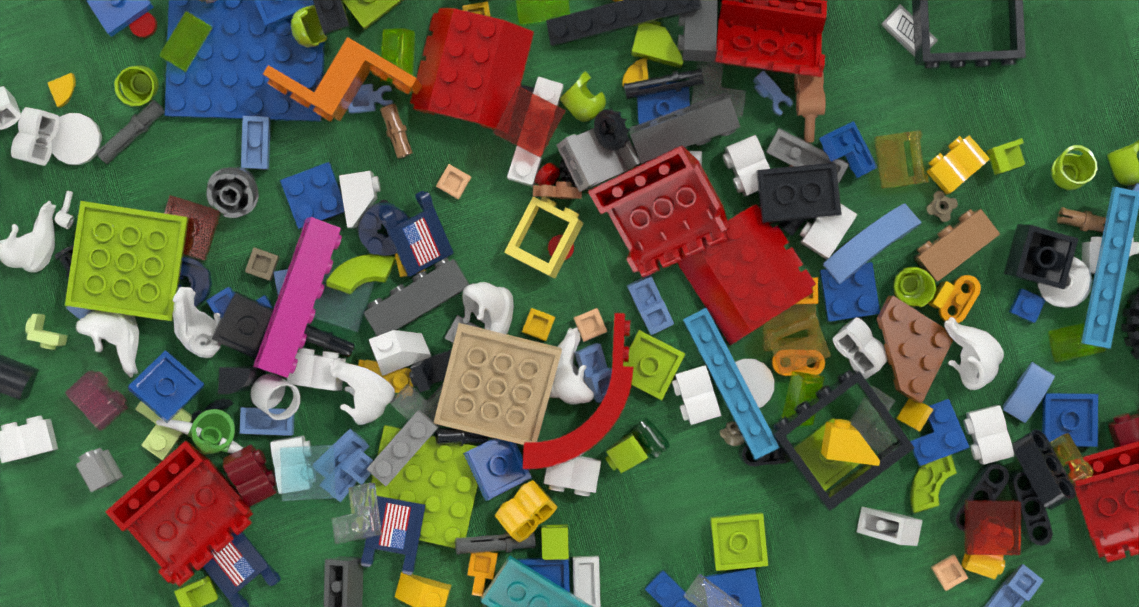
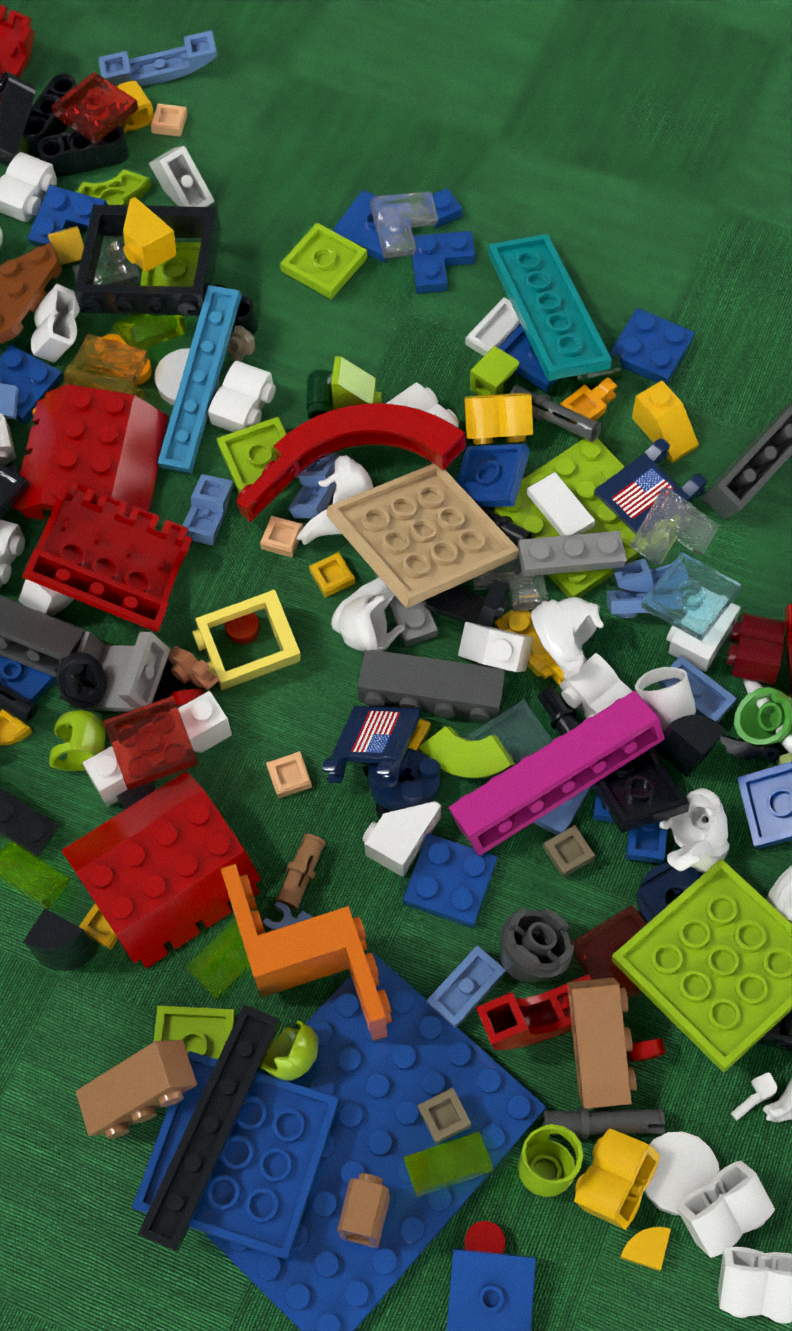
camera: 140 degrees left, 25 degrees down
(99, 106) = (616, 1178): none -> yellow brick
(137, 186) = (646, 1050): none -> red tile
(157, 166) = (601, 1042): none -> medium nougat brick
(206, 62) = (444, 1116): none -> dark tan plate
(207, 148) = (526, 1021): none -> red arch
(435, 475) = (560, 506): none -> white tile

